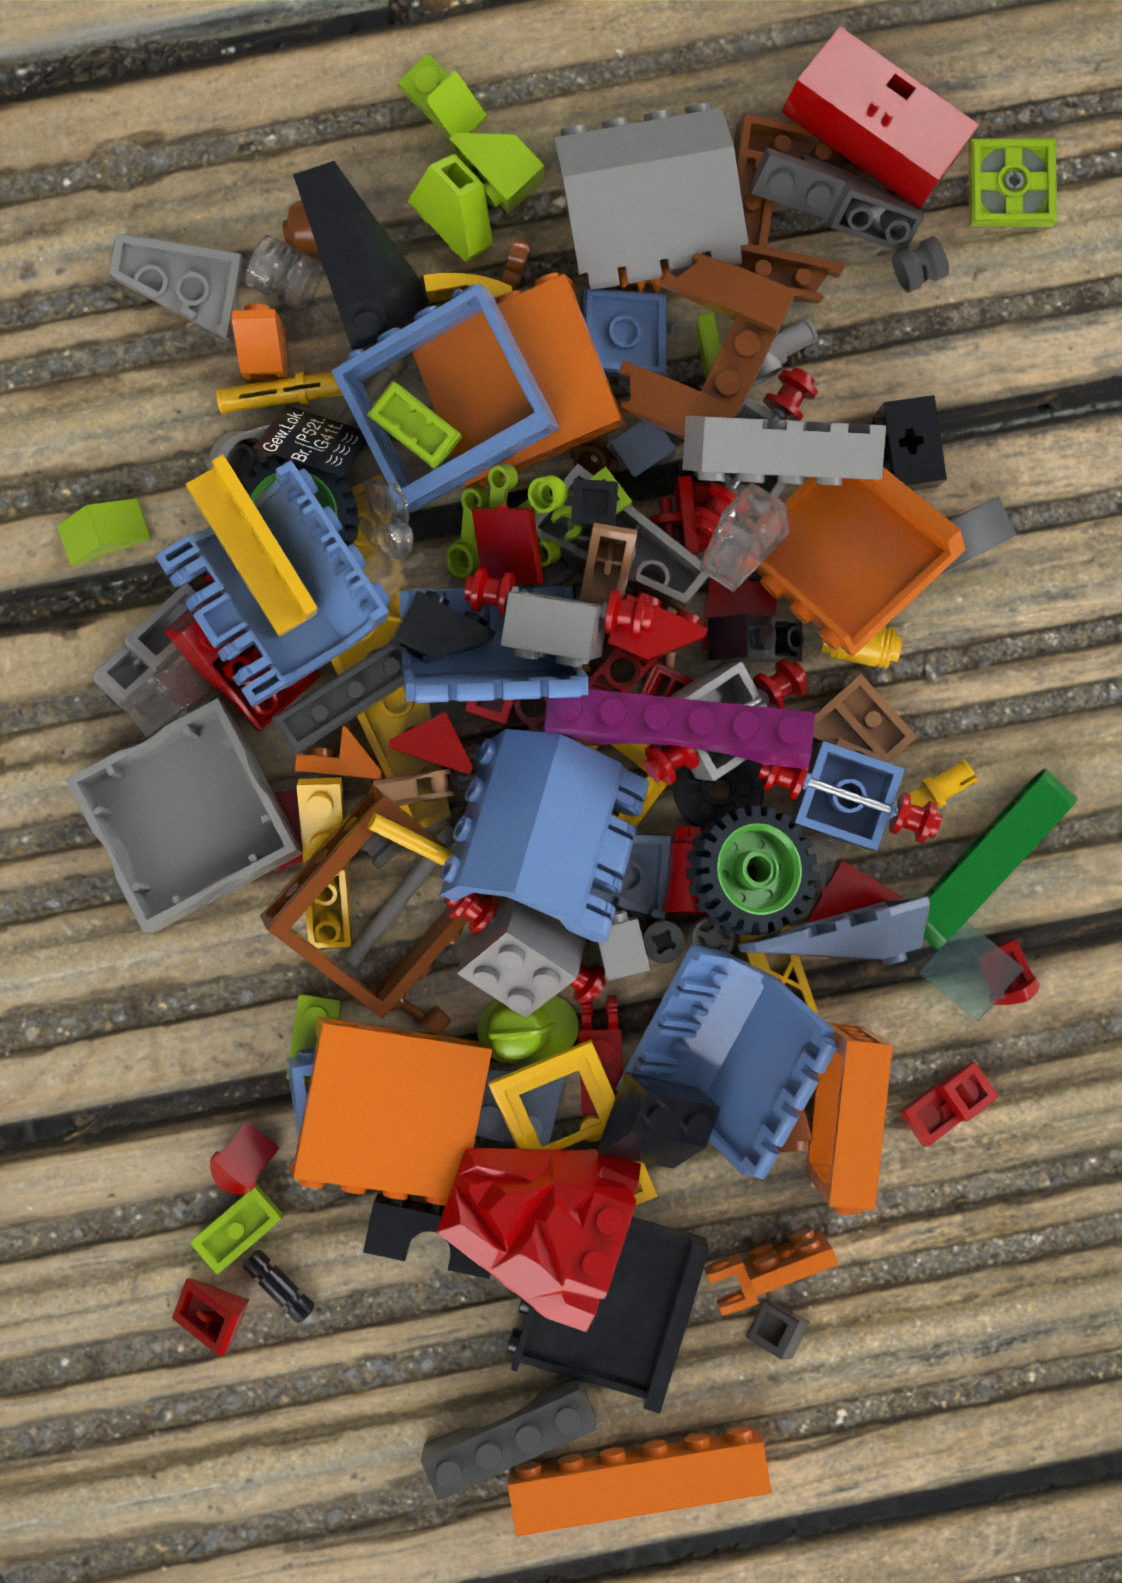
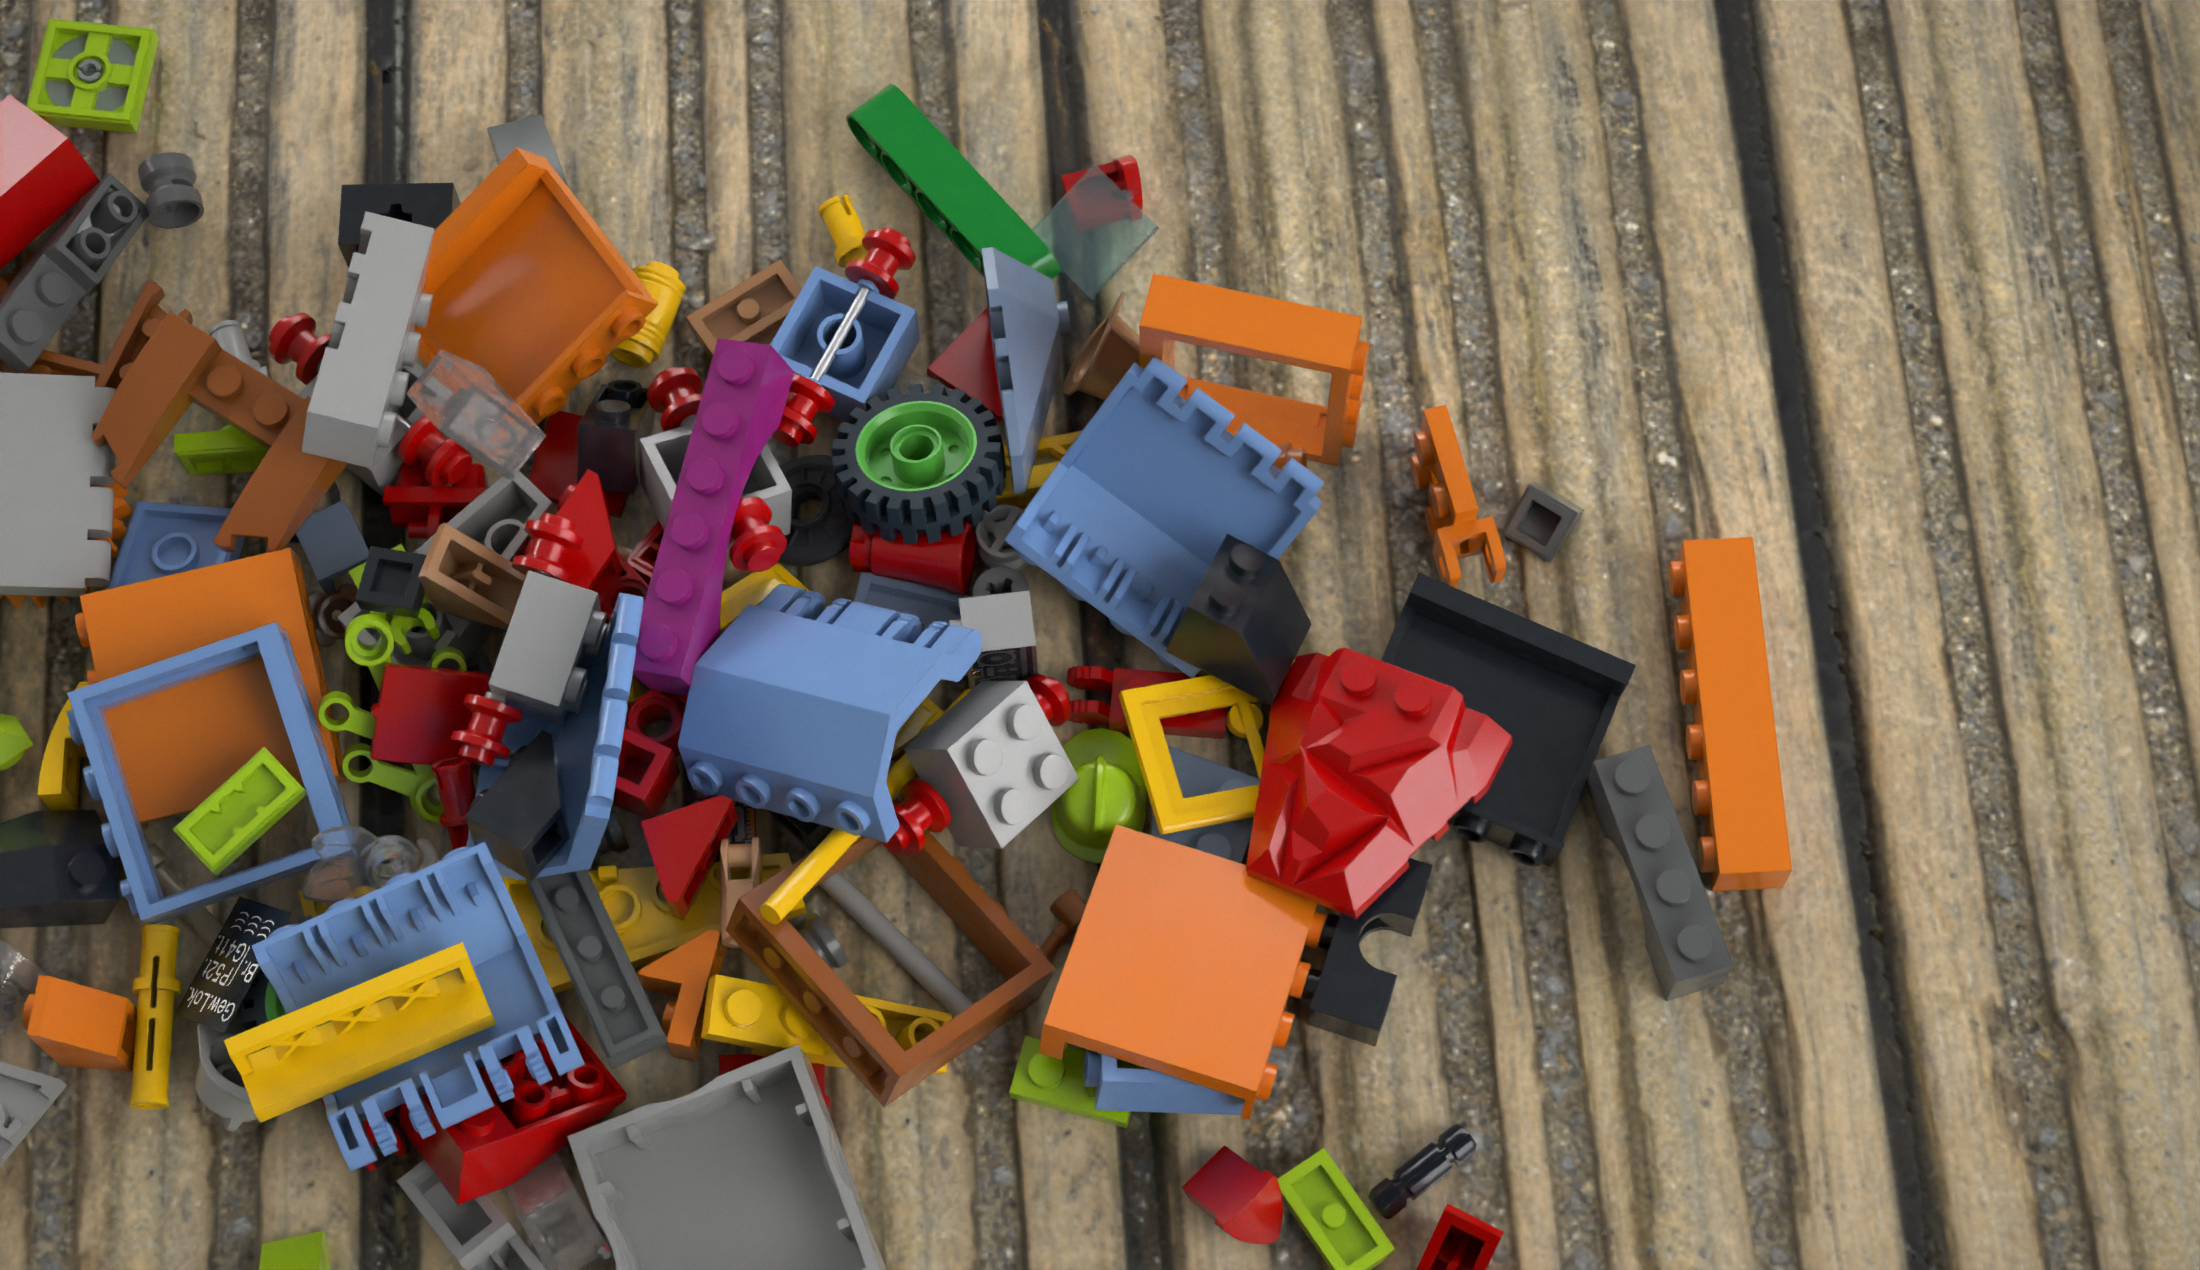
camera: 80 degrees left, 20 degrees down
(450, 575) = (456, 794): none -> red axle
(516, 263) = (45, 679): dark orange tile -> none
(863, 994) = (1104, 357): none -> medium nougat piece
(948, 1103) = (1259, 264): red slope -> none

